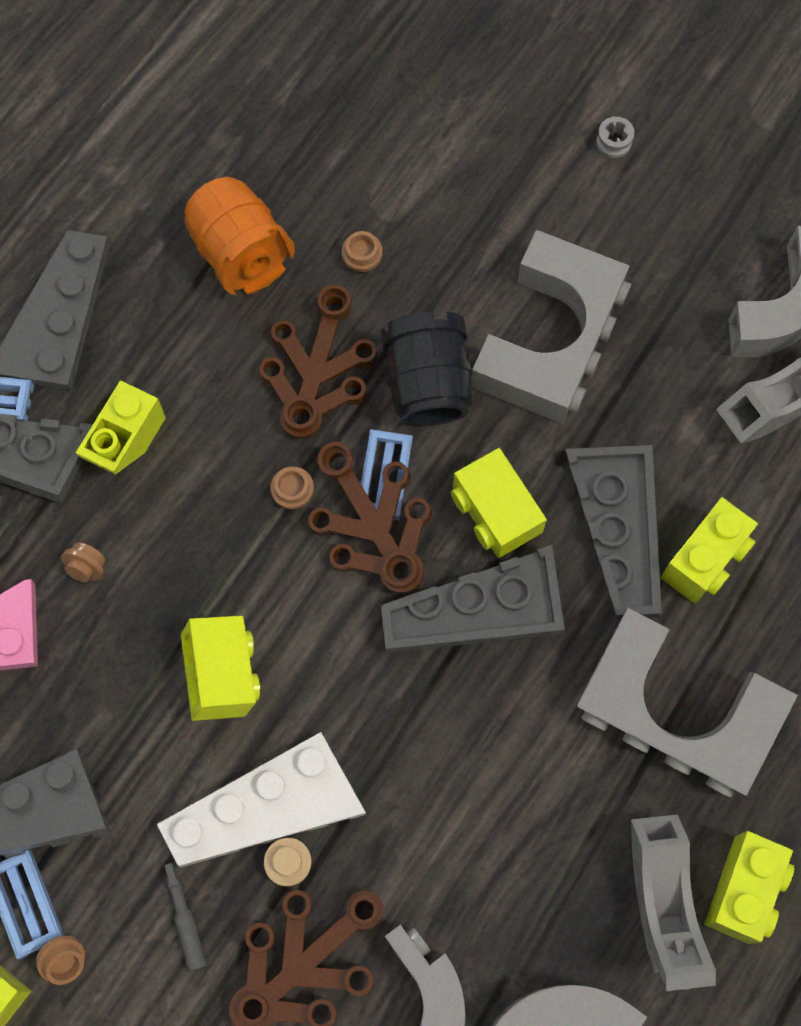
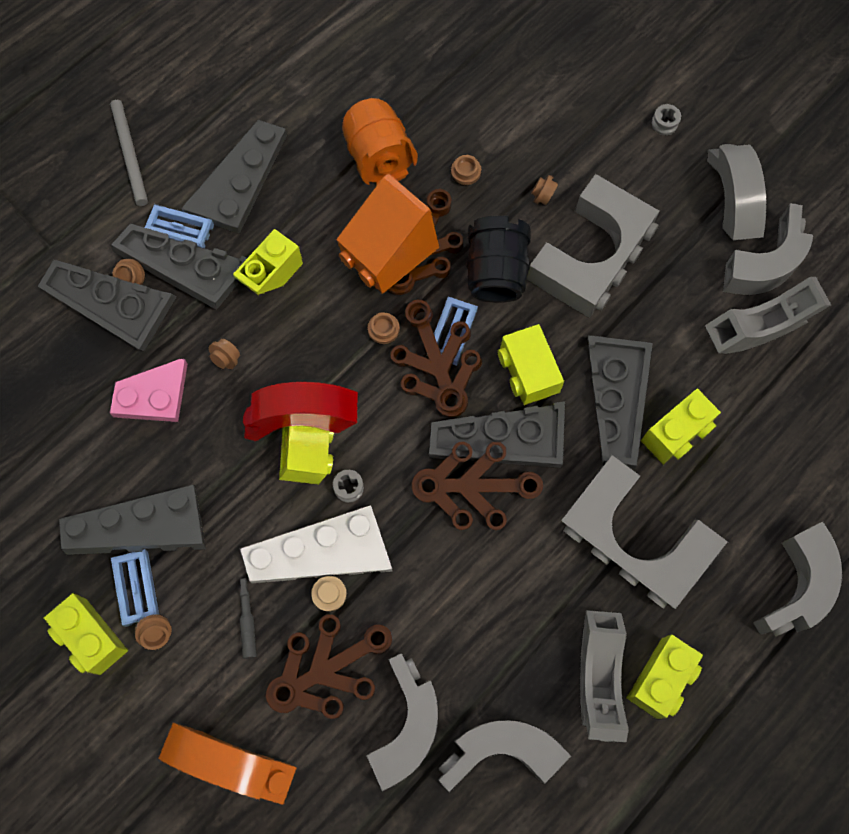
camera: 10 degrees right, 0 degrees up
(202, 617) = (300, 404): none -> red arch
(275, 363) = (388, 235): none -> orange slope
(290, 698) = (354, 478): none -> light grey bush
(448, 680) = (470, 485): none -> reddish brown plant
(471, 261) = (544, 190): none -> medium nougat plate
(733, 217) = (743, 190): none -> light grey arch

